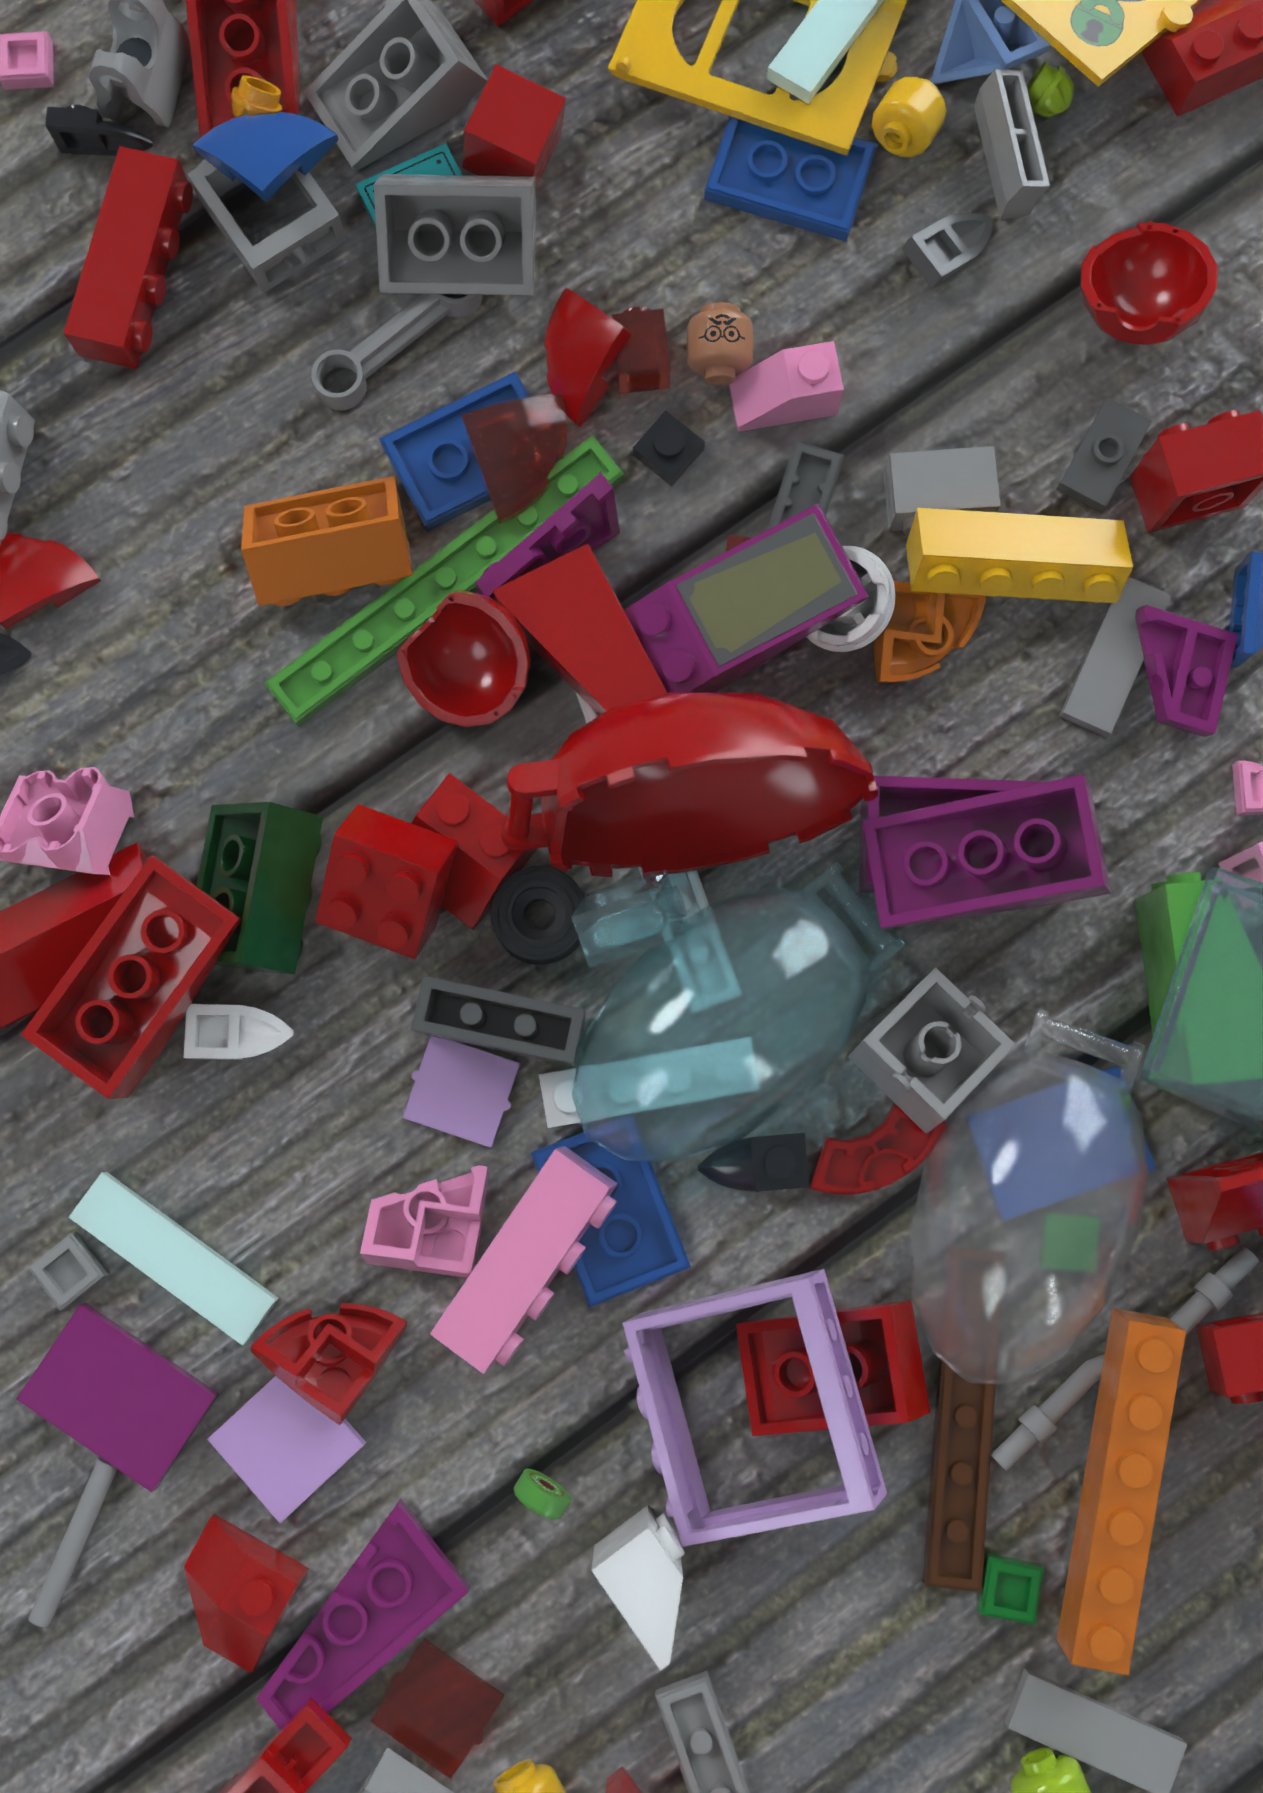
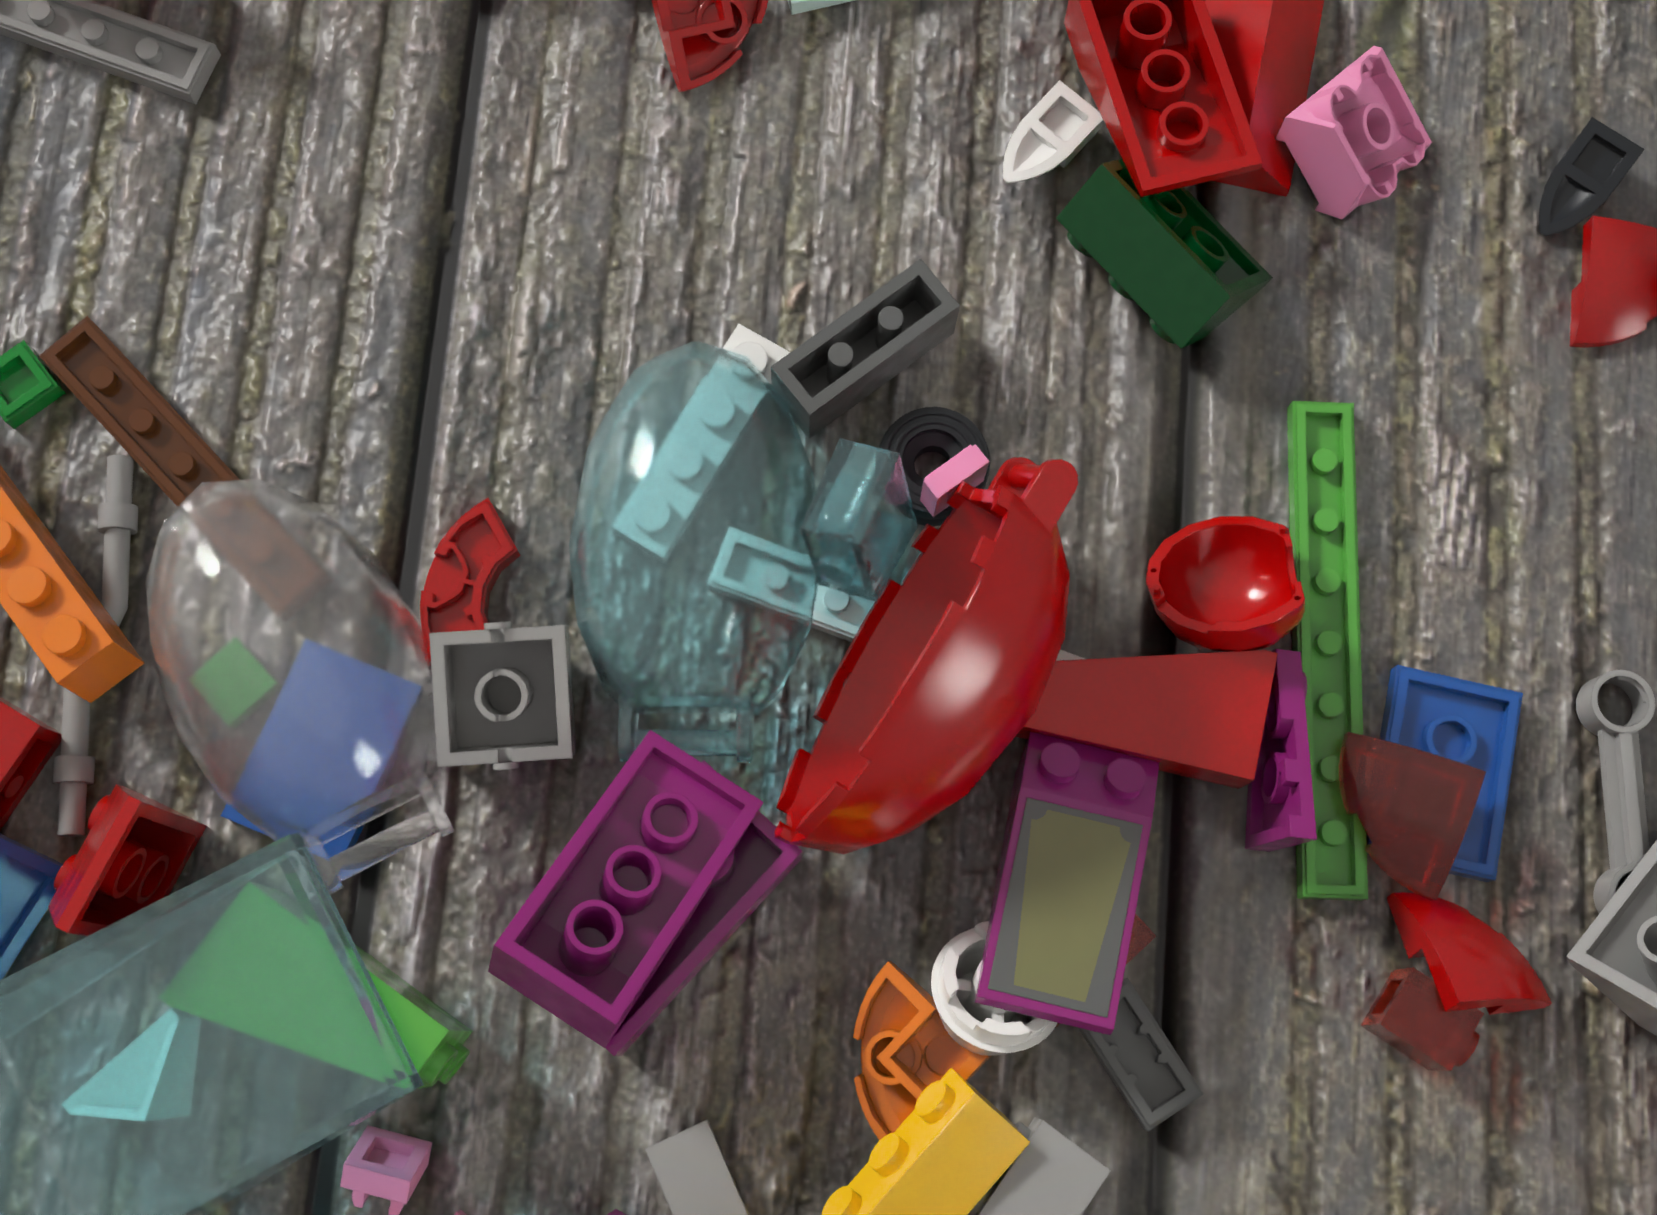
camera: 125 degrees right, 5 degrees down
(326, 542) = (1453, 560): orange slope -> none
(385, 881) = (1074, 347): red brick -> none
(430, 1227) = (742, 167): bright pink slope -> none
(461, 1091) = (828, 277): lavender piece -> none
(480, 857) = (1058, 424): red slope -> none
(524, 1259) = (644, 211): bright pink brick -> none
(542, 1494) = (446, 80): bright green tile -> none
(548, 880) = (967, 466): none -> bright pink tile
(636, 1239) = (614, 314): blue tile -> none
(644, 1578) = (305, 88): white slope -> none
(668, 448) = (1296, 966): black plate -> none
(720, 343) = (1368, 1106): nougat head -> none
(760, 1163) = (544, 481): black plate -> none
(788, 388) = (1266, 1136): bright pink slope -> none
(839, 1396) = (396, 394): lavender window -> none
(882, 1356) = (319, 389): red slope -> none

